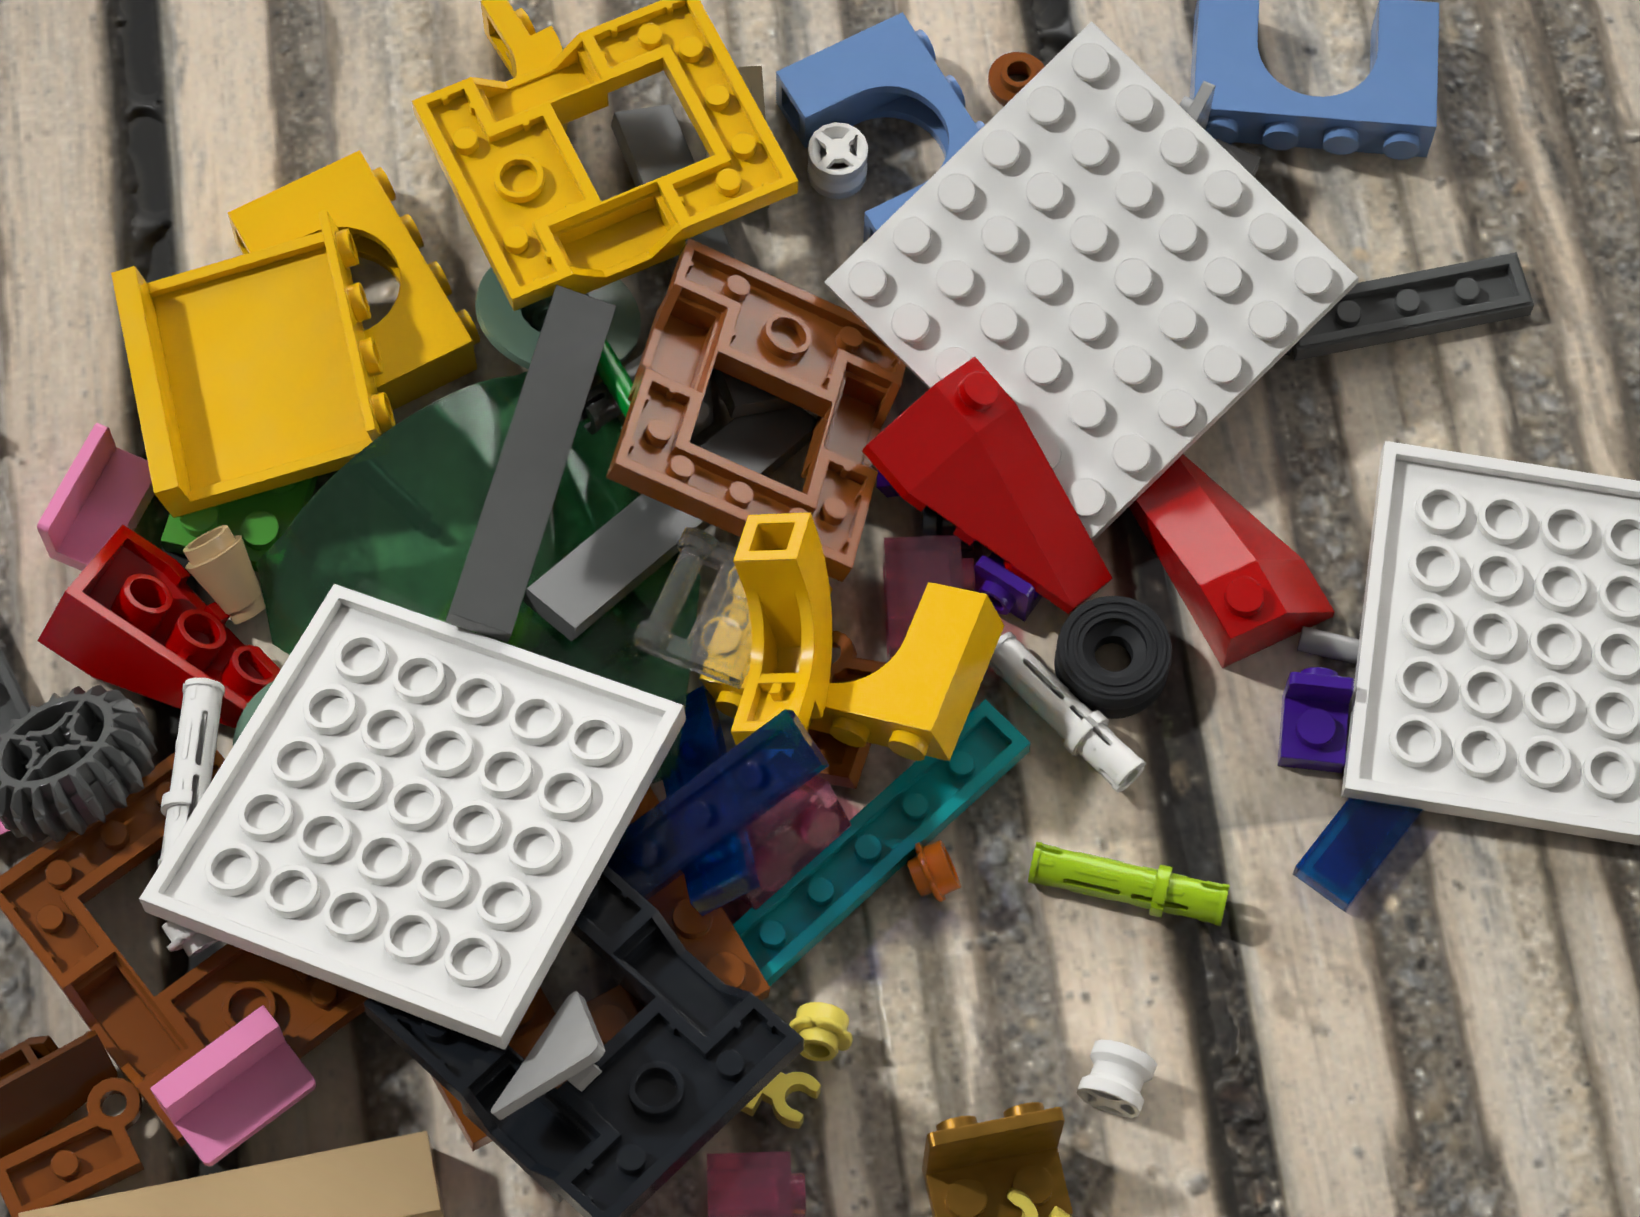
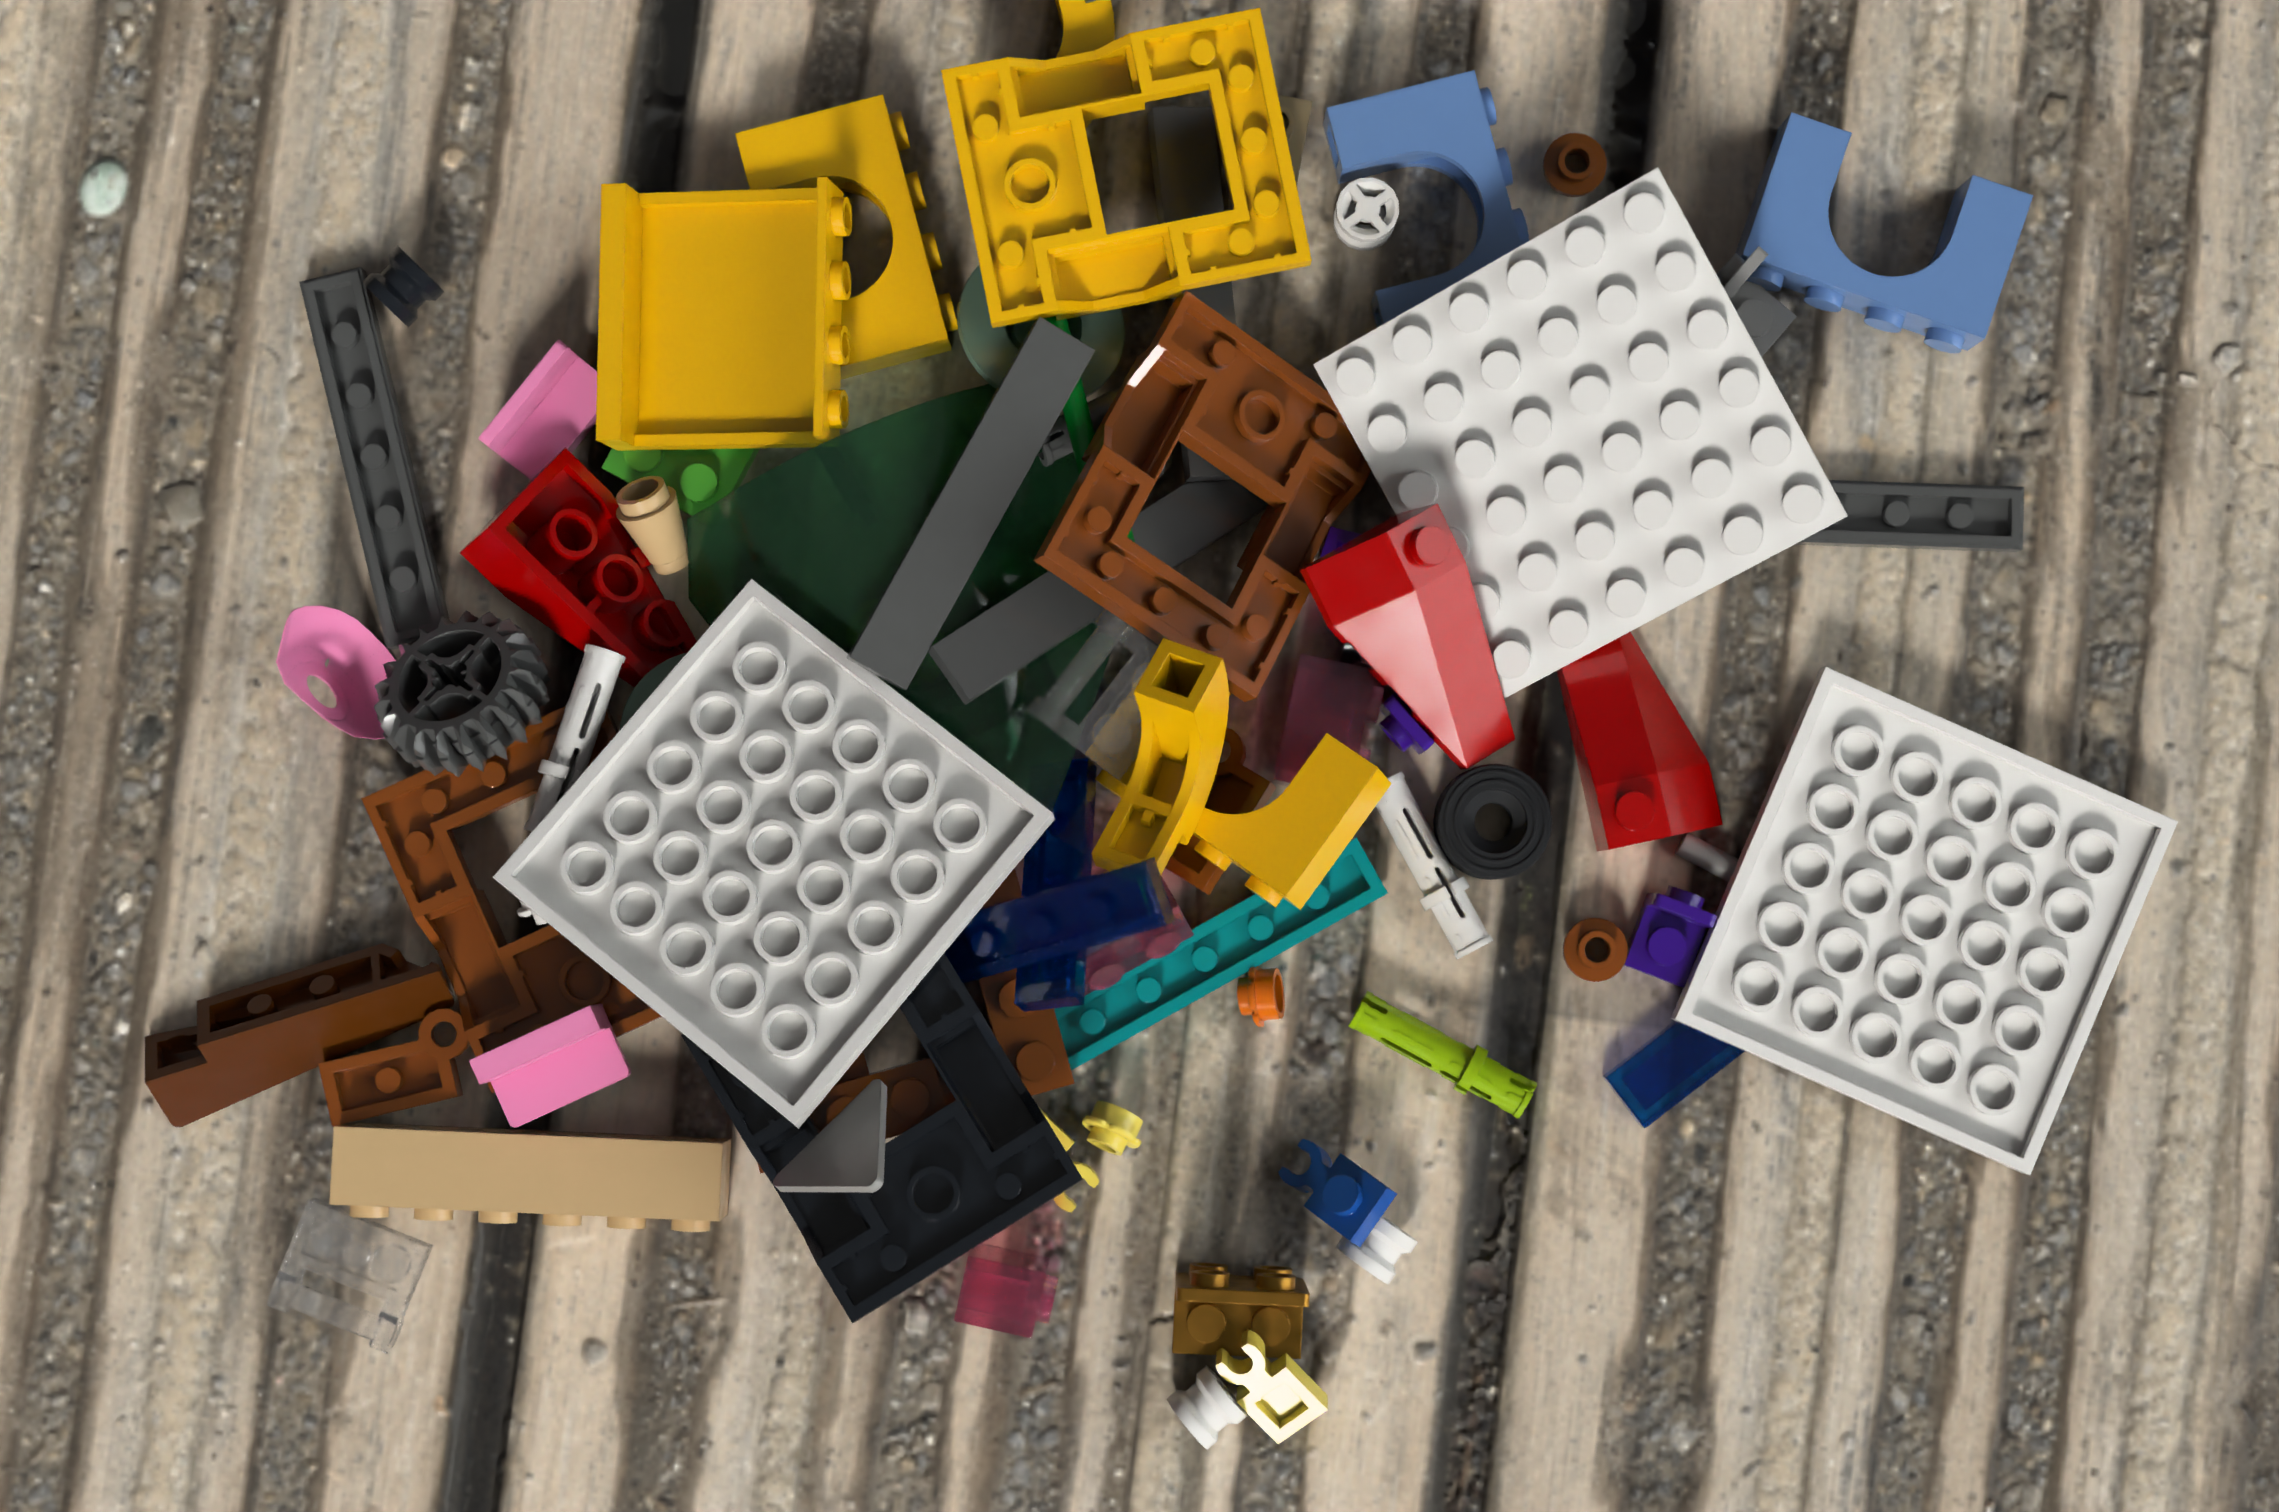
camera: 15 degrees right, 20 degrees up
(1069, 1035) = (1342, 1193): none -> blue plate
(1244, 768) = (1575, 944): none -> dark orange plate

